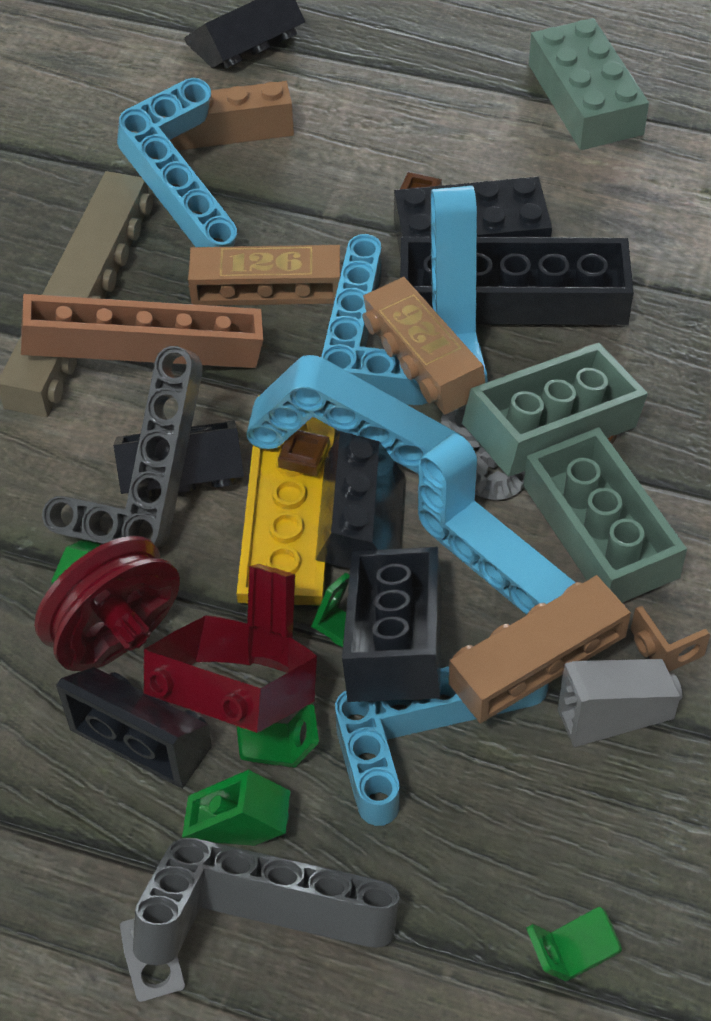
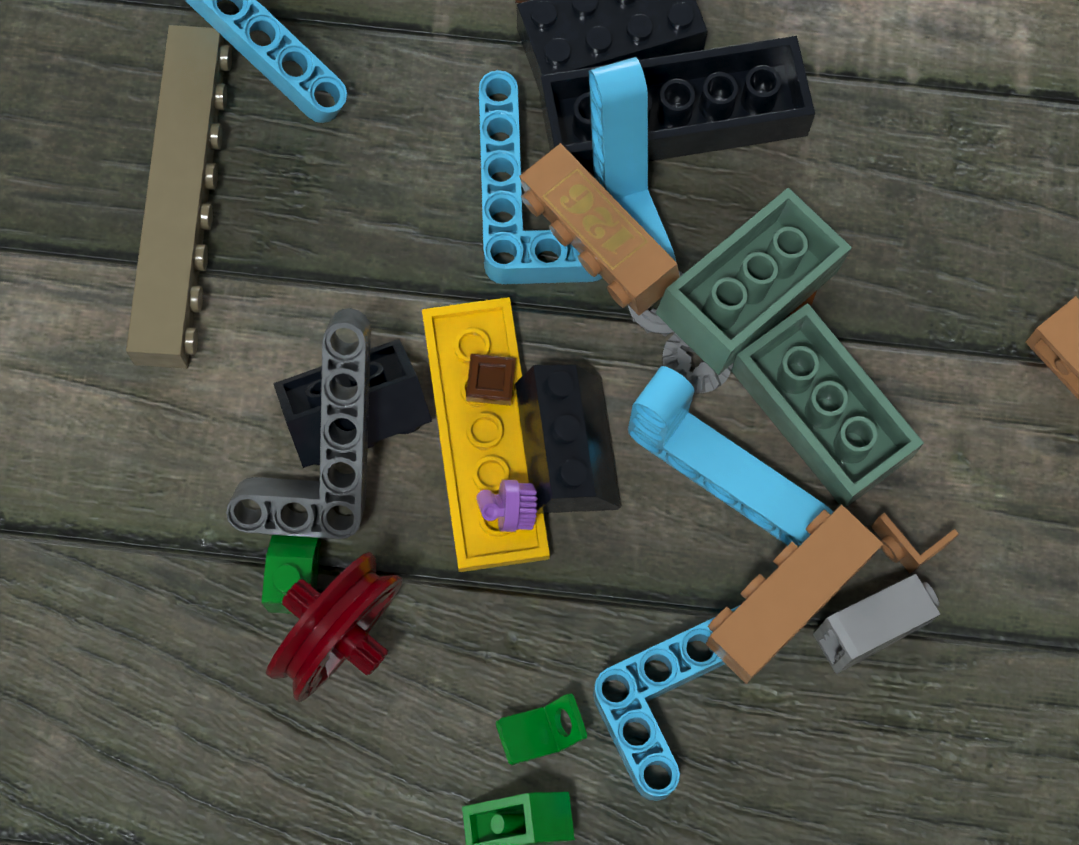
camera: 15 degrees left, 20 degrees up
(134, 724) = (392, 742): black slope -> none
(139, 330) = (274, 259): nougat brick -> none
(262, 641) = (505, 616): dark red piece -> none
(264, 275) = (390, 138): medium nougat brick -> none
(298, 545) = (512, 506): none -> medium lavender piece
(330, 618) = (580, 585): green bracket -> none
(347, 404) = (541, 335): medium azure beam -> none
(393, 625) = (639, 590): black brick -> none

